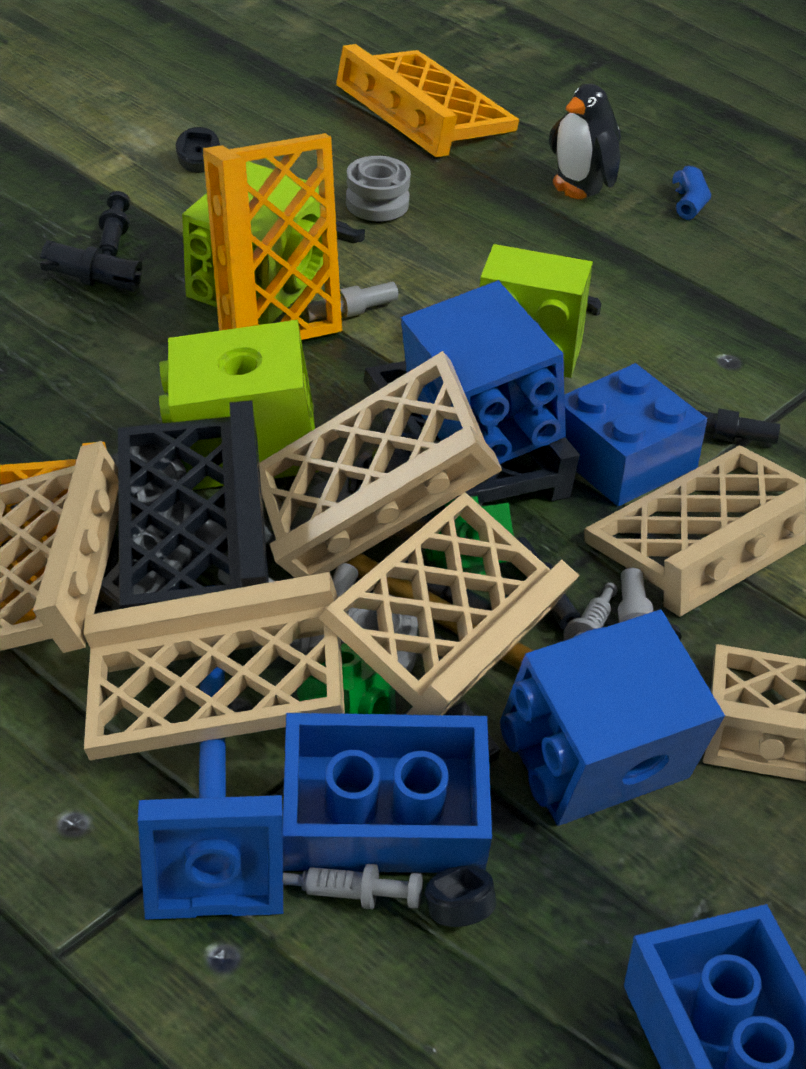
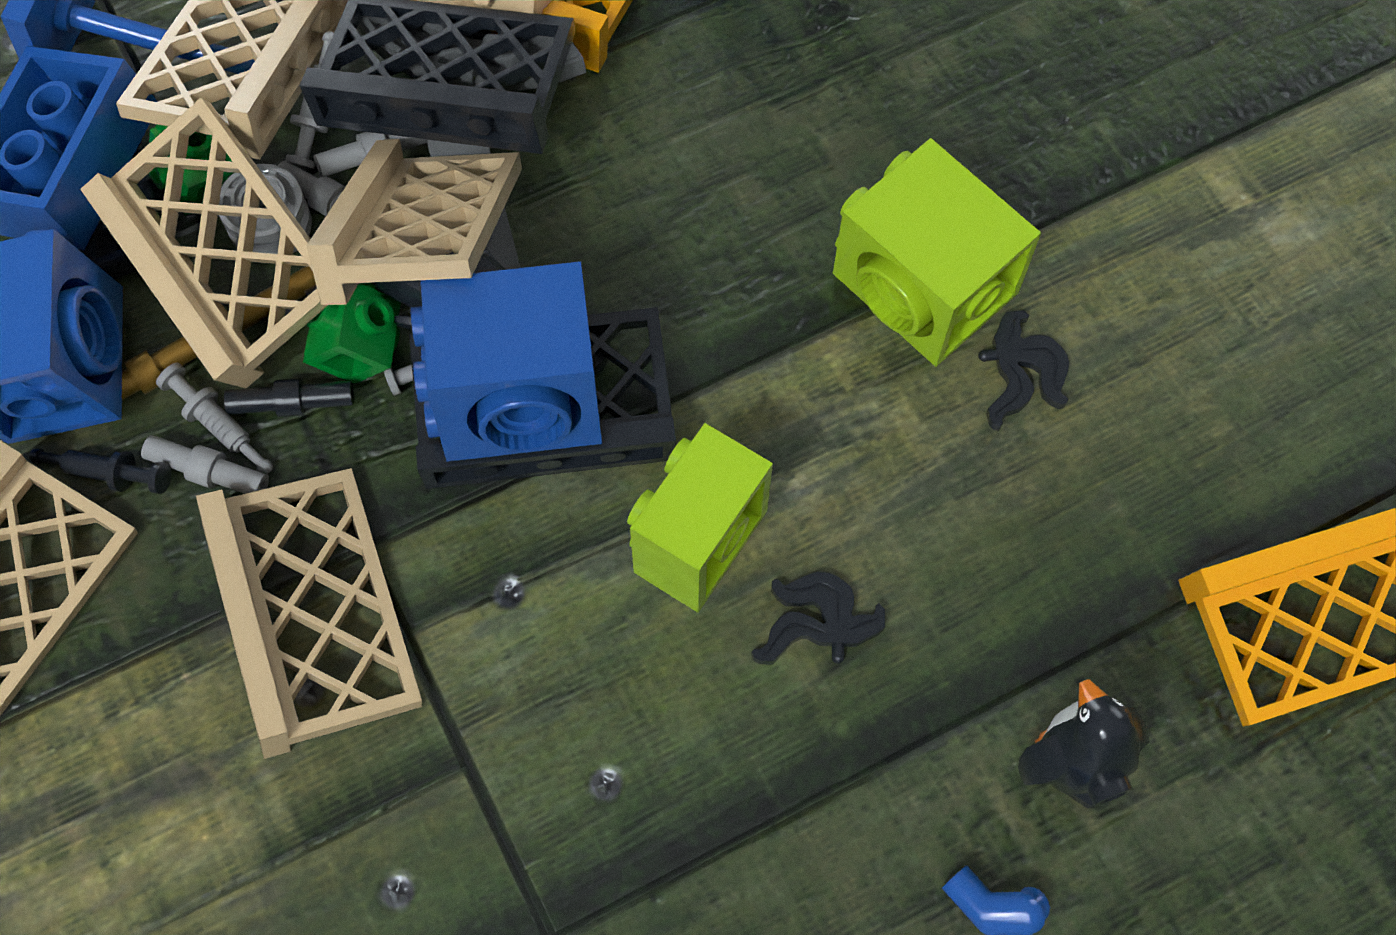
camera: 110 degrees right, 25 degrees up
(91, 265) = (974, 103): black pin -> none
(114, 222) = (1049, 143): black piece -> none
(190, 147) = (1221, 272): black tile -> none
(232, 237) = (831, 201): light orange fence -> none
(235, 366) = (606, 156): lime brick -> none
(354, 301) = (835, 358): light grey bar -> none
(378, 188) = (1084, 431): light grey wheel -> none
(632, 433) = (463, 559): blue brick -> none
(728, 425) = (463, 702): black bar -> none

